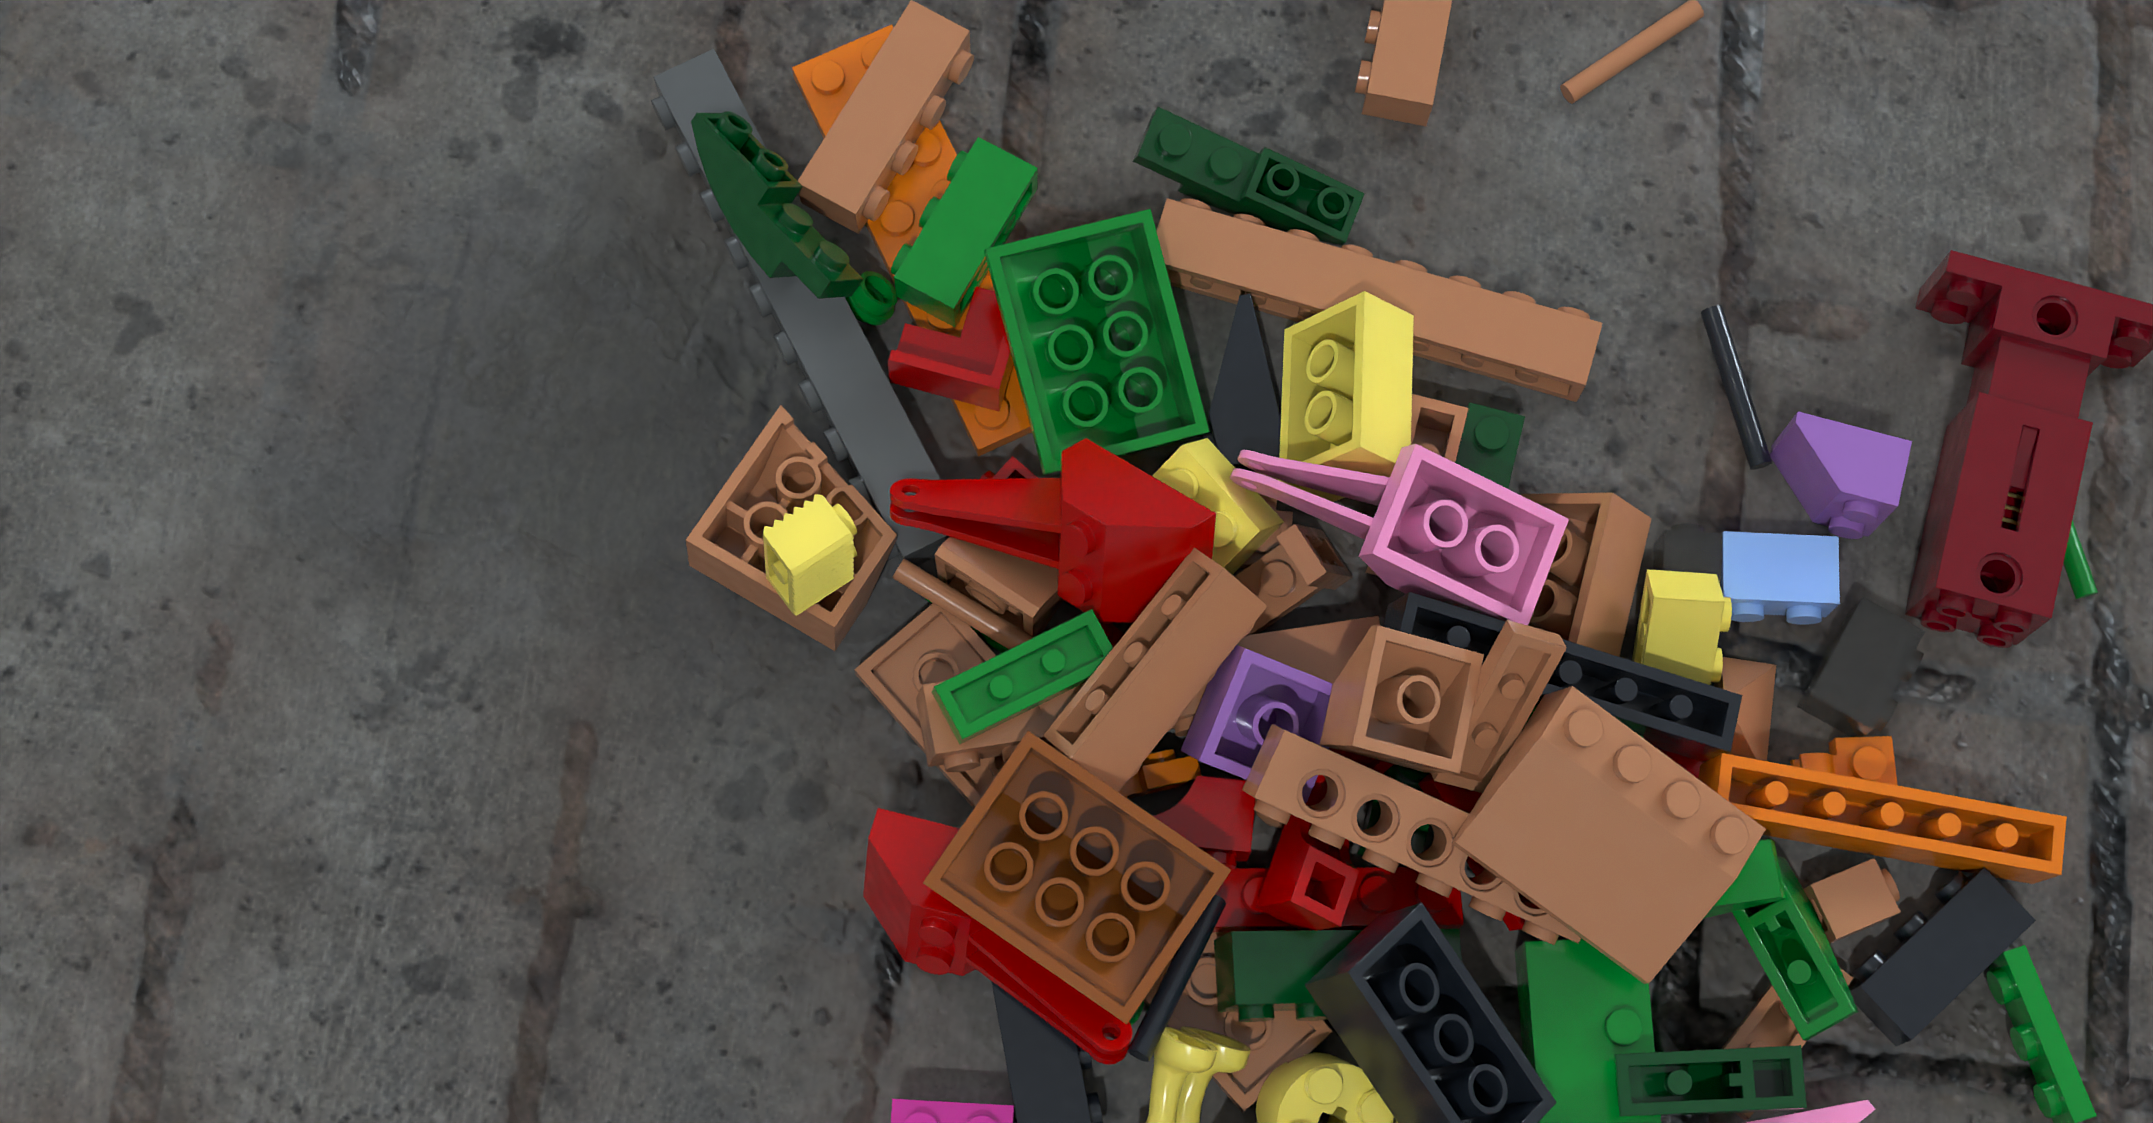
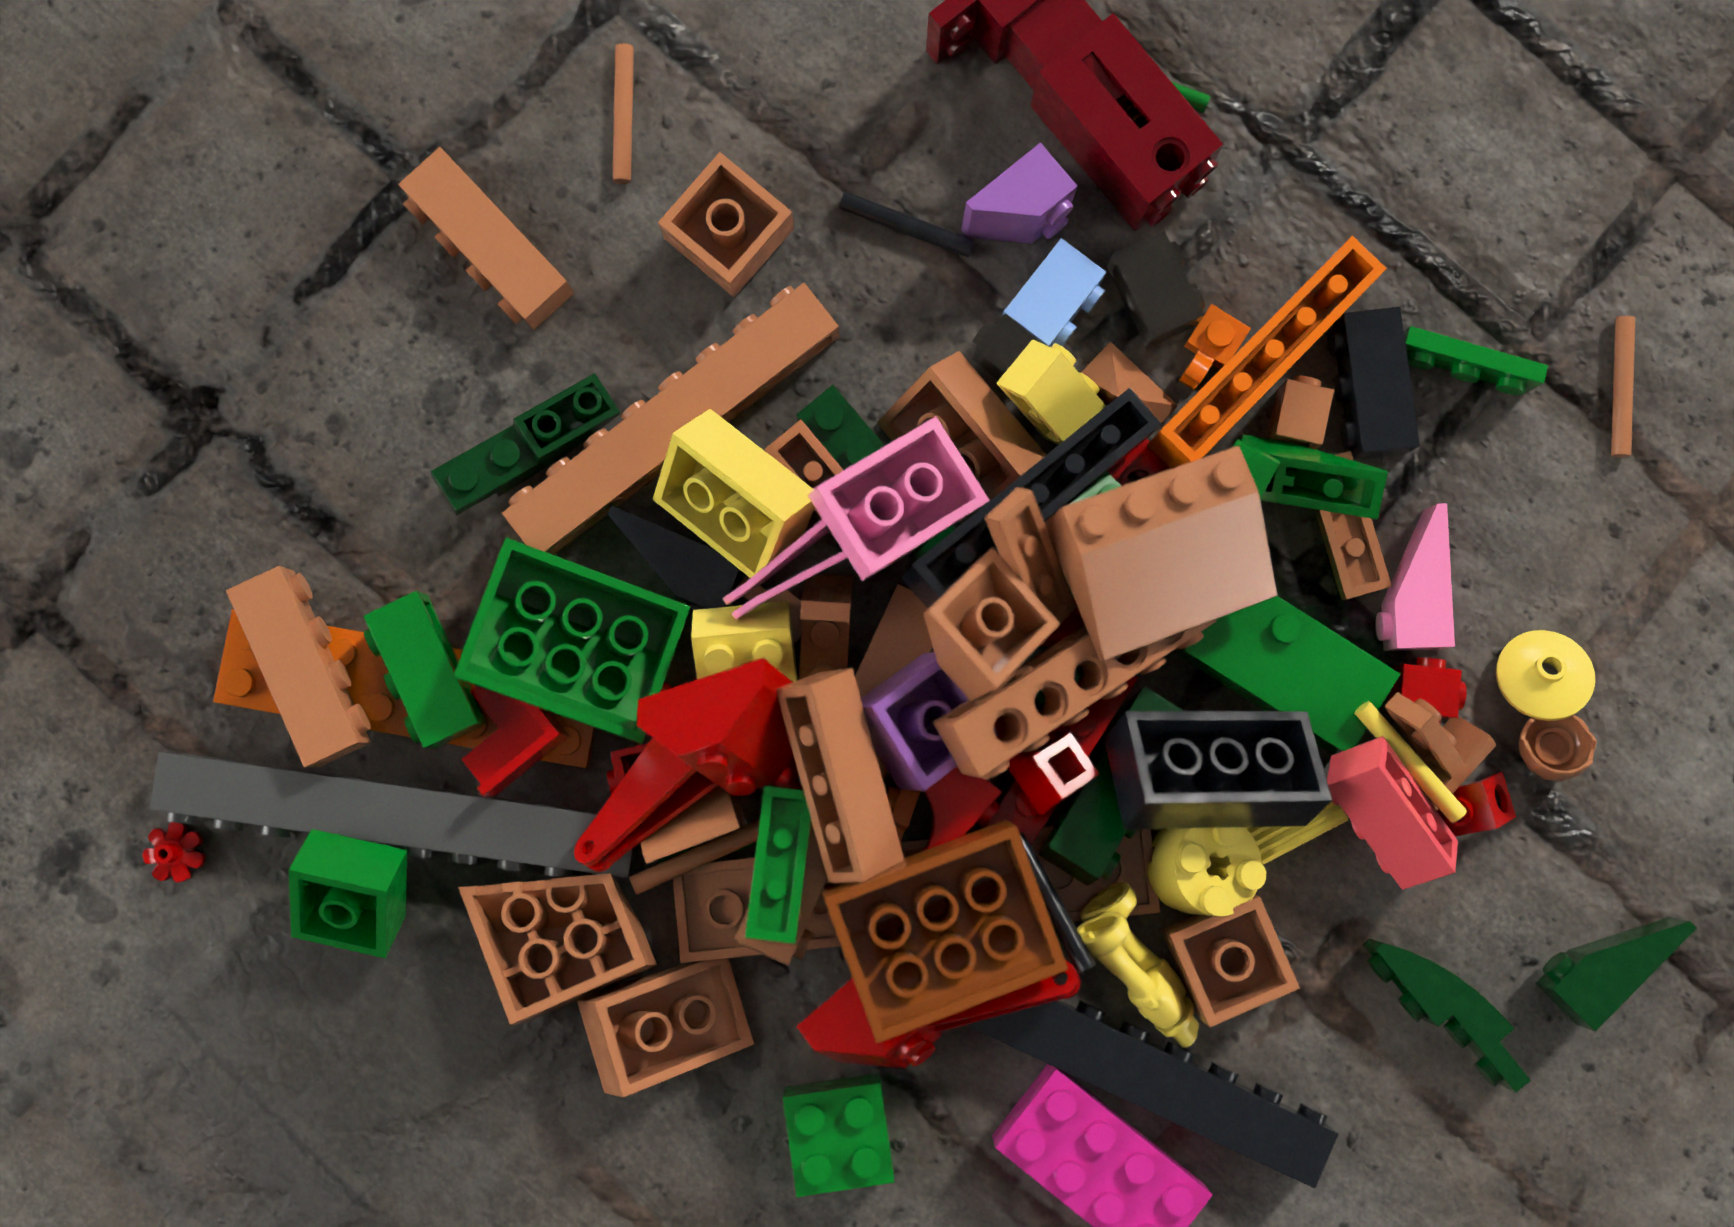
camera: 50 degrees left, 10 degrees up
(623, 132) = (174, 852): none -> red plant
(702, 308) = (348, 893): none -> green brick
(757, 201) = (299, 806): dark green slope -> none
(784, 696) = (664, 1025): none -> nougat slope
(794, 940) = (838, 1135): none -> green brick
(810, 553) = (586, 953): light yellow brick -> none
(873, 299) = (423, 766): green plate -> none
(1601, 215) = (727, 224): none -> nougat brick
(1710, 1081) = (1363, 598): dark green slope -> none

